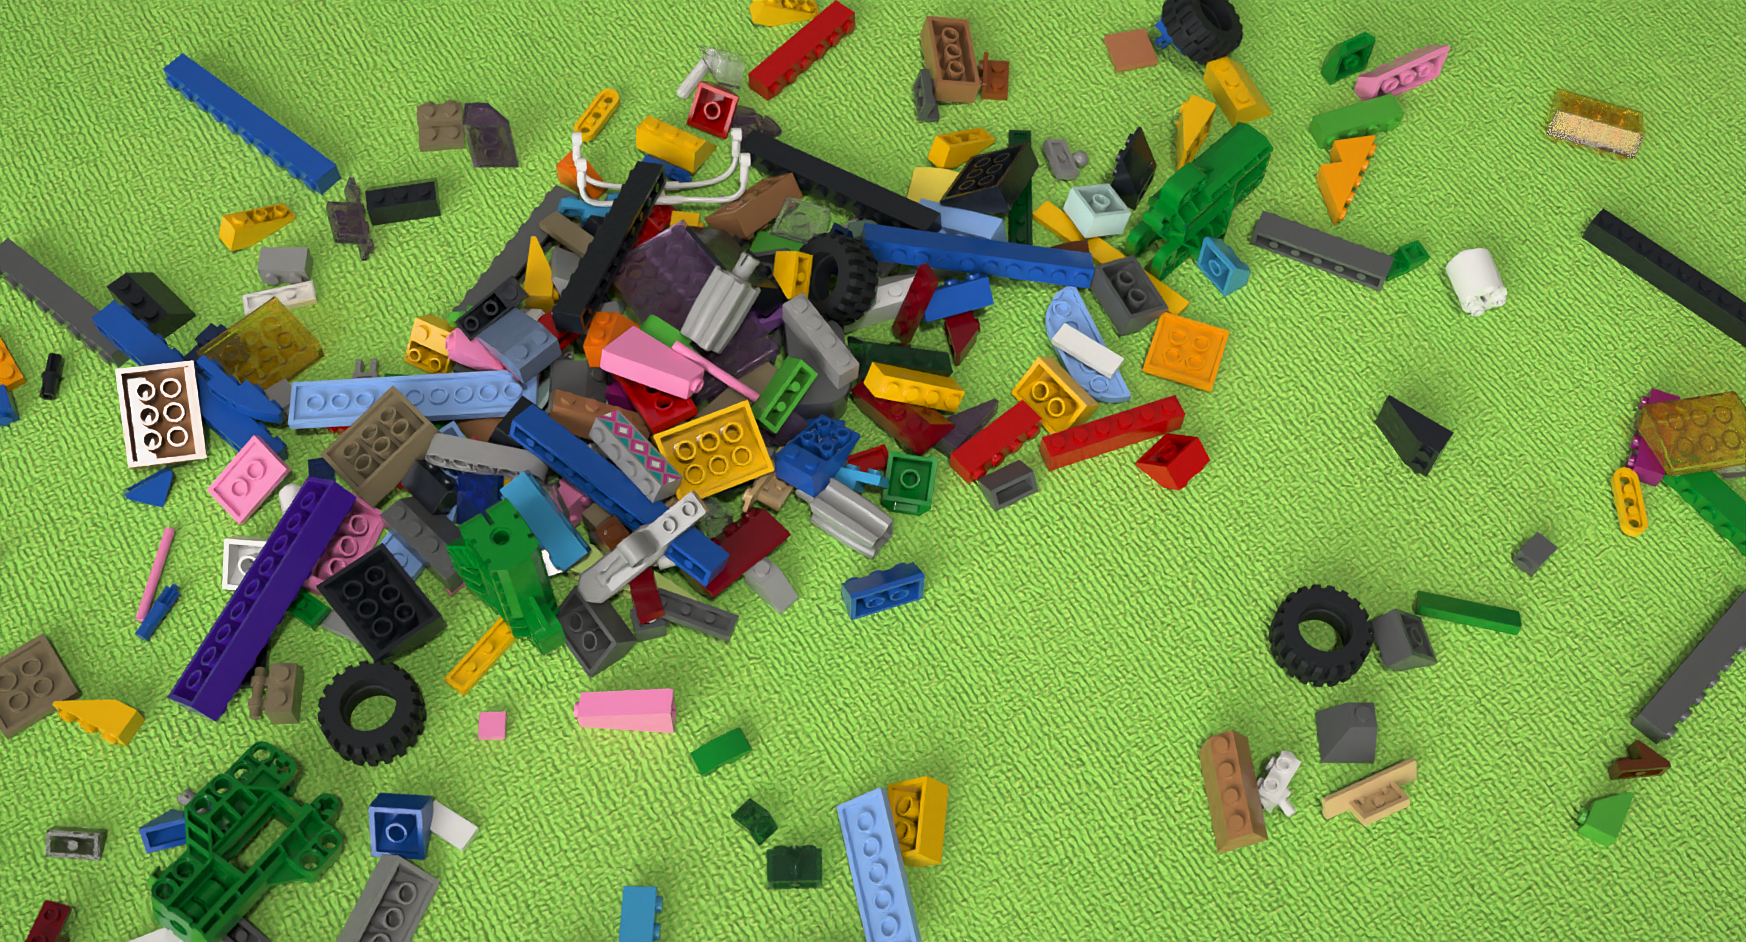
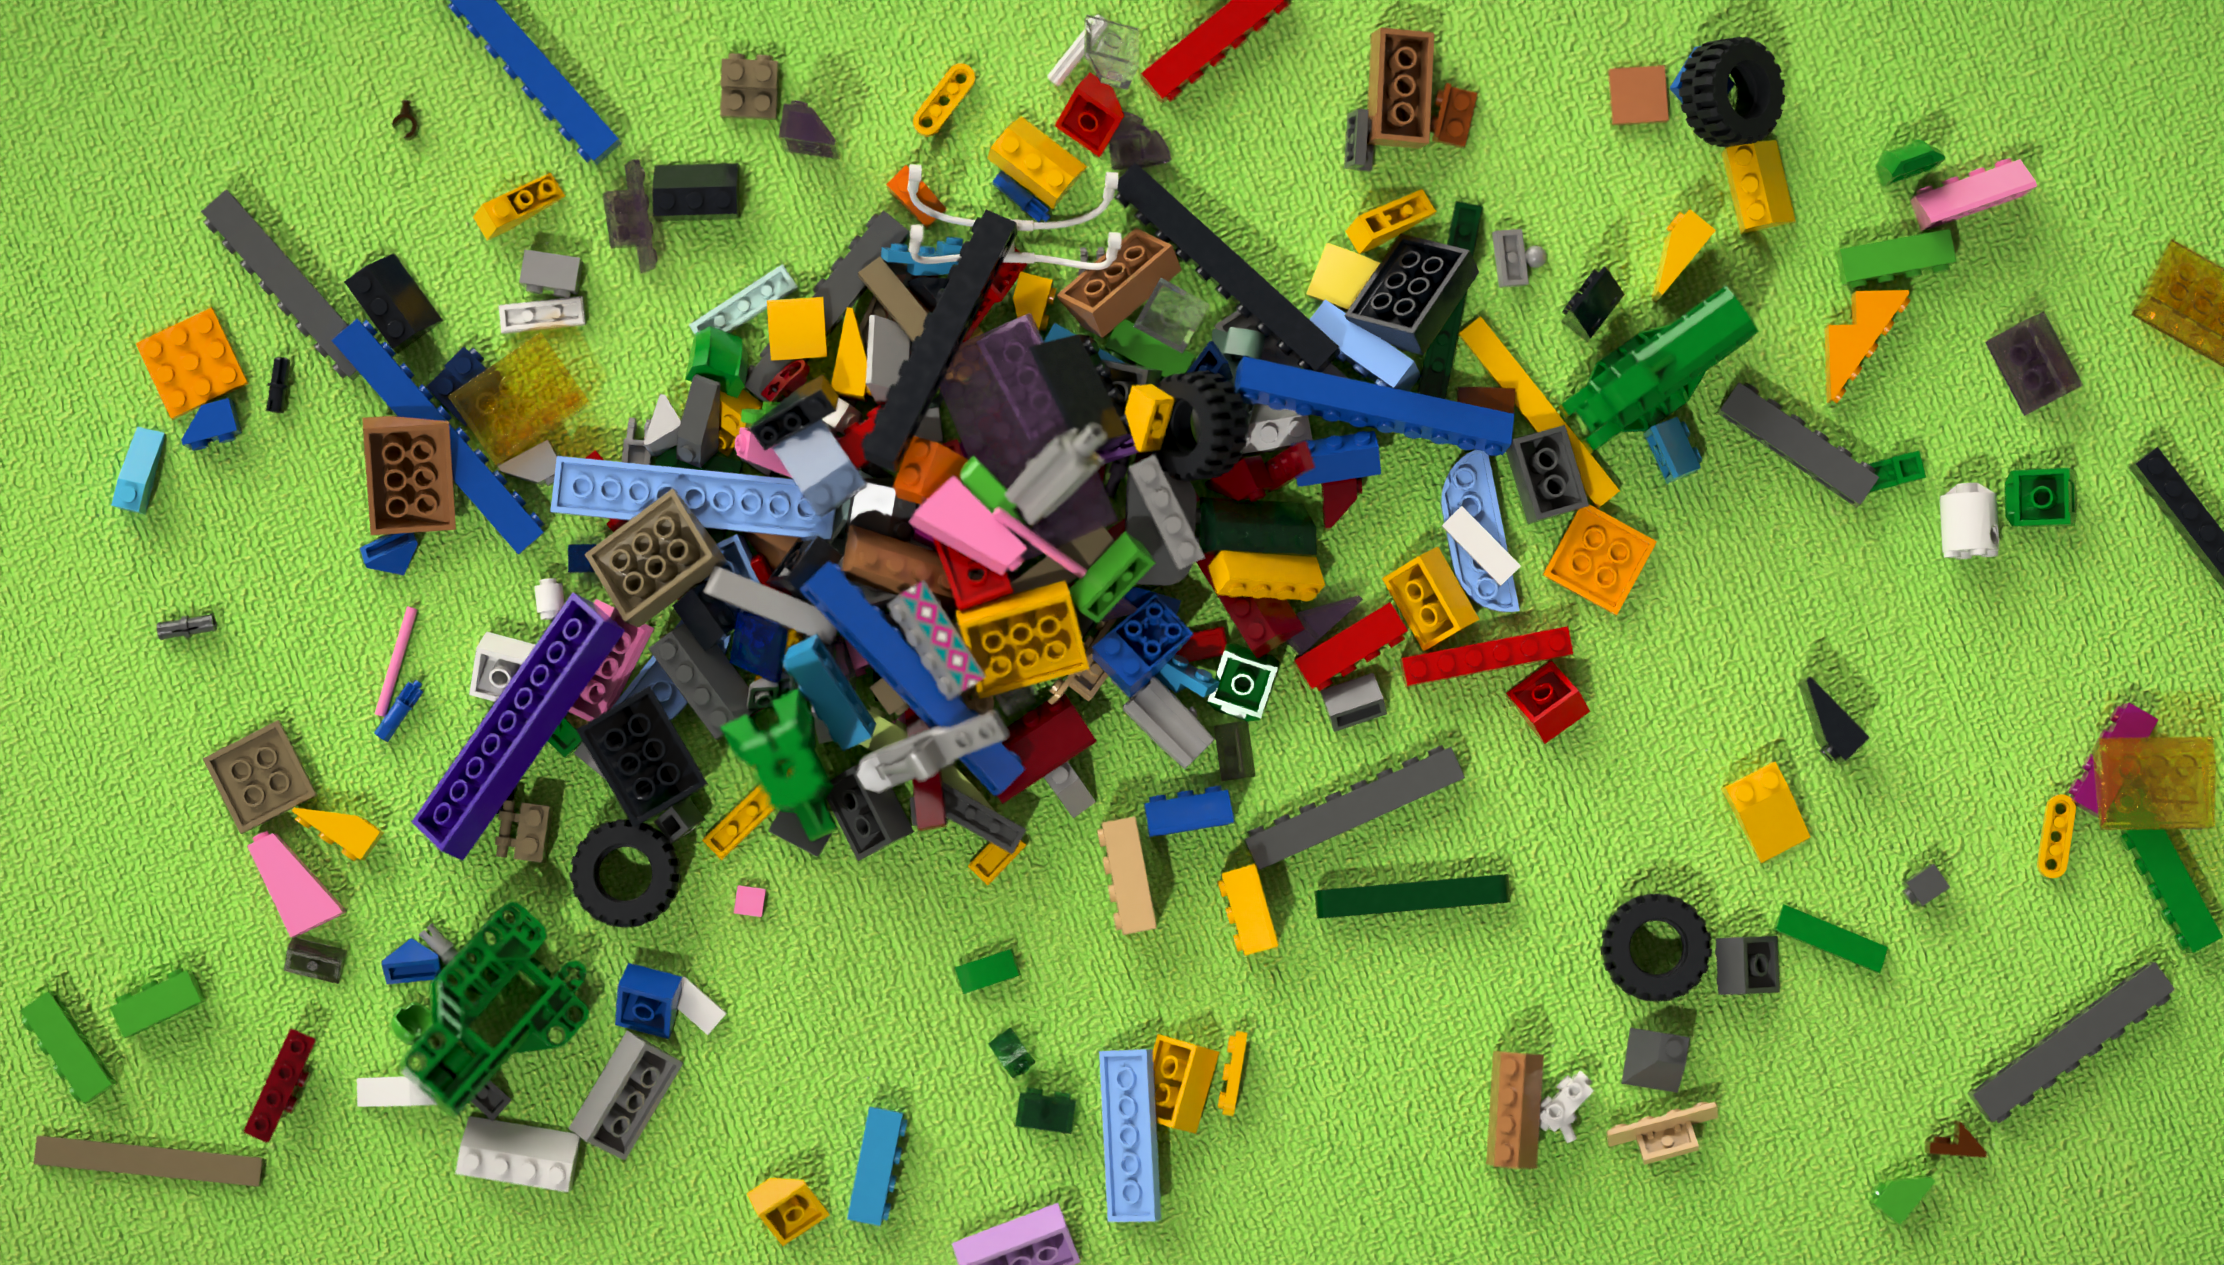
camera: 10 degrees right, 25 degrees up
(56, 779) = (292, 885): none -> bright pink slope
(163, 179) = (406, 114): none -> dark brown piece
(242, 397) = (505, 474): blue slope -> none
(249, 479) = (503, 569): bright pink plate -> none
(387, 357) = (662, 428): none -> slope
(415, 341) = (700, 423): none -> dark grey slope
(420, 660) = (679, 820): none -> dark grey brick
(428, 303) = (719, 358): none -> green slope
(448, 272) = (747, 302): none -> light aqua tile
(490, 267) = (797, 328): none -> yellow slope
(532, 661) = (790, 829): none -> dark grey slope
(609, 533) = (897, 723): reddish brown brick -> none
(628, 710) = (892, 912): bright pink slope -> none
(715, 656) = (993, 861): none -> yellow tile
(837, 645) = (1128, 875): none -> tan piece
(881, 324) = (1245, 481): none -> dark red slope
(913, 539) = (1234, 751): none -> clear smoke slope
(952, 658) = (1248, 910): none -> yellow slope
(964, 805) = (1232, 1073): none -> yellow plate
(1025, 566) = (1354, 808): none -> dark grey brick
(1094, 629) = (1412, 896): none -> dark green beam
(1097, 210) = (1535, 351): light aqua brick -> none
(1380, 516) = (1766, 811): none -> yellow slope
(1484, 174) = (2034, 363): none -> slope
(1524, 259) = (2041, 498): none -> green slope

